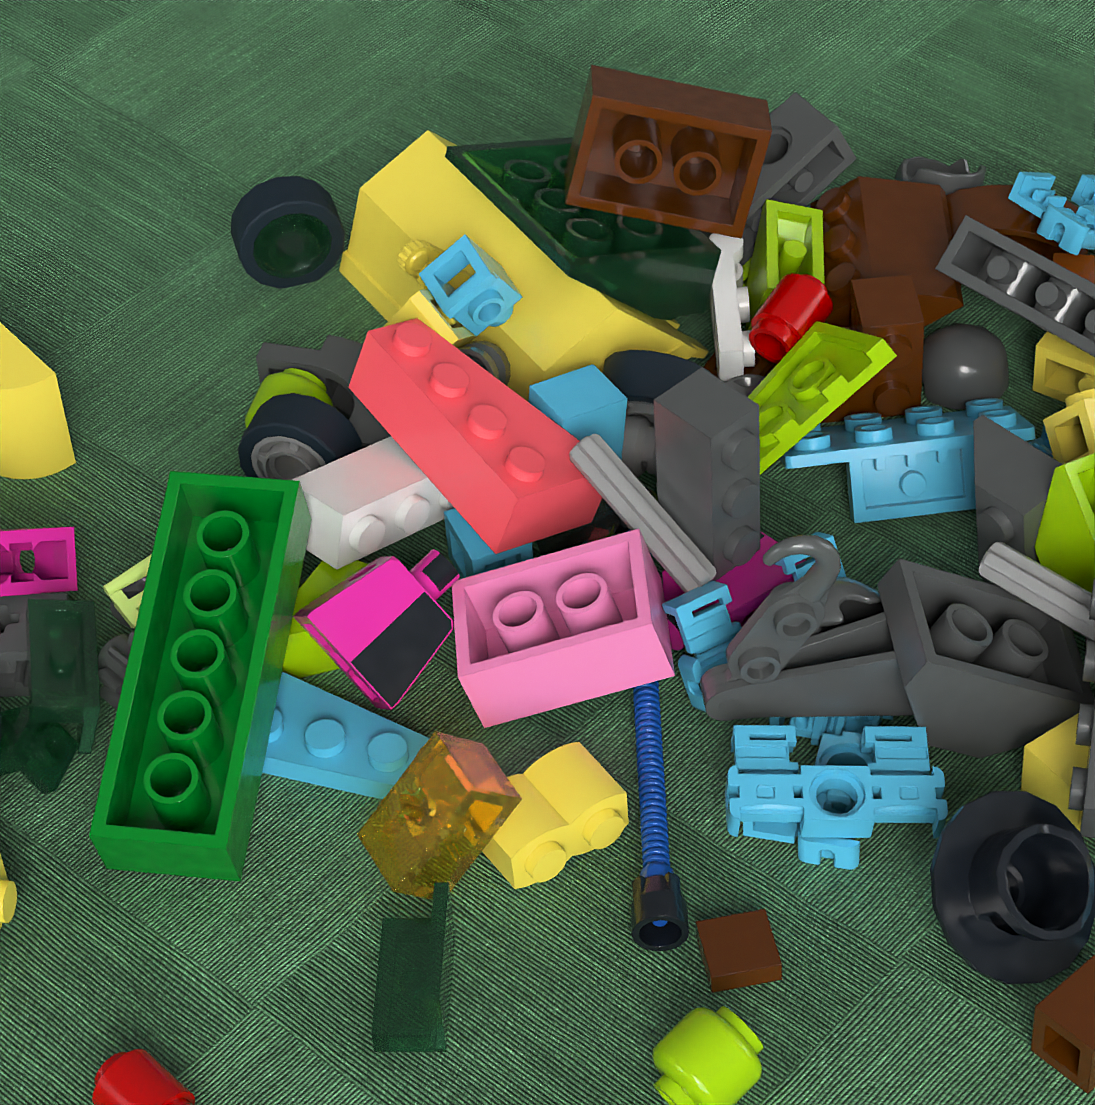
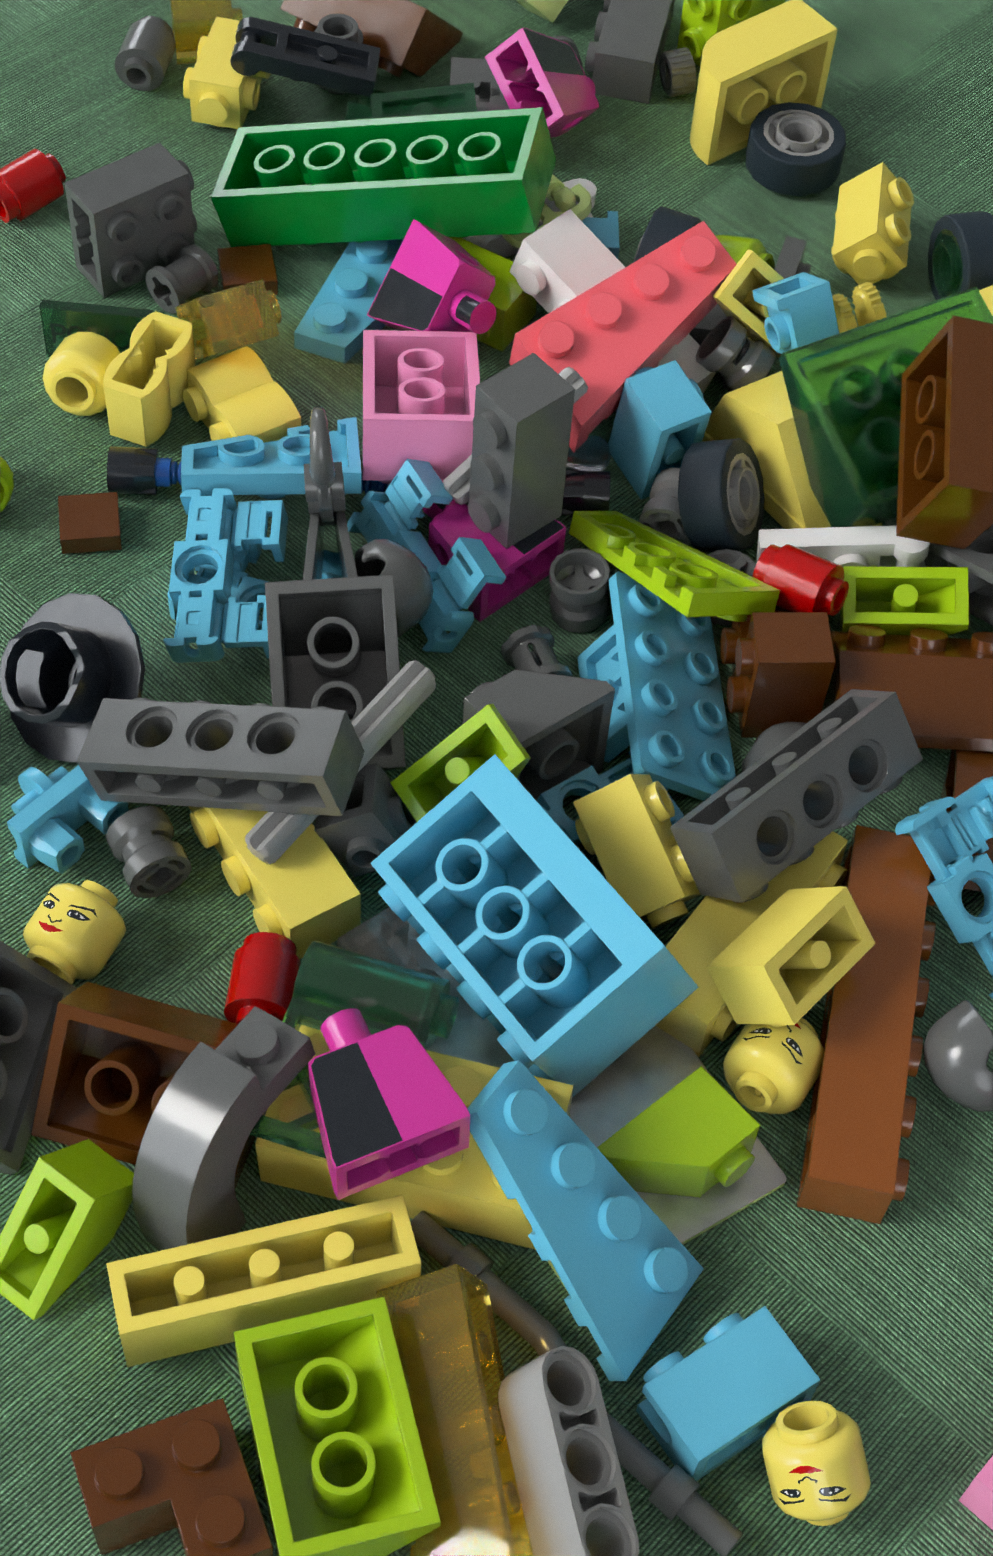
camera: 85 degrees right, 10 degrees up
(92, 368) = (795, 149): none -> black wheel
(234, 305) = (872, 225): none -> light yellow brick
(254, 939) = (130, 217): none -> dark grey brick
(292, 854) = (247, 265): none -> reddish brown tile
(323, 905) = (182, 278): none -> dark grey bush
(510, 975) = (77, 372): none -> light yellow head
(528, 891) = (149, 378): none -> light yellow brick
(659, 748) = (268, 468): none -> medium azure wing
(786, 503) = (579, 590): none -> dark grey wheel
(884, 541) = (541, 659): none -> dark grey bush

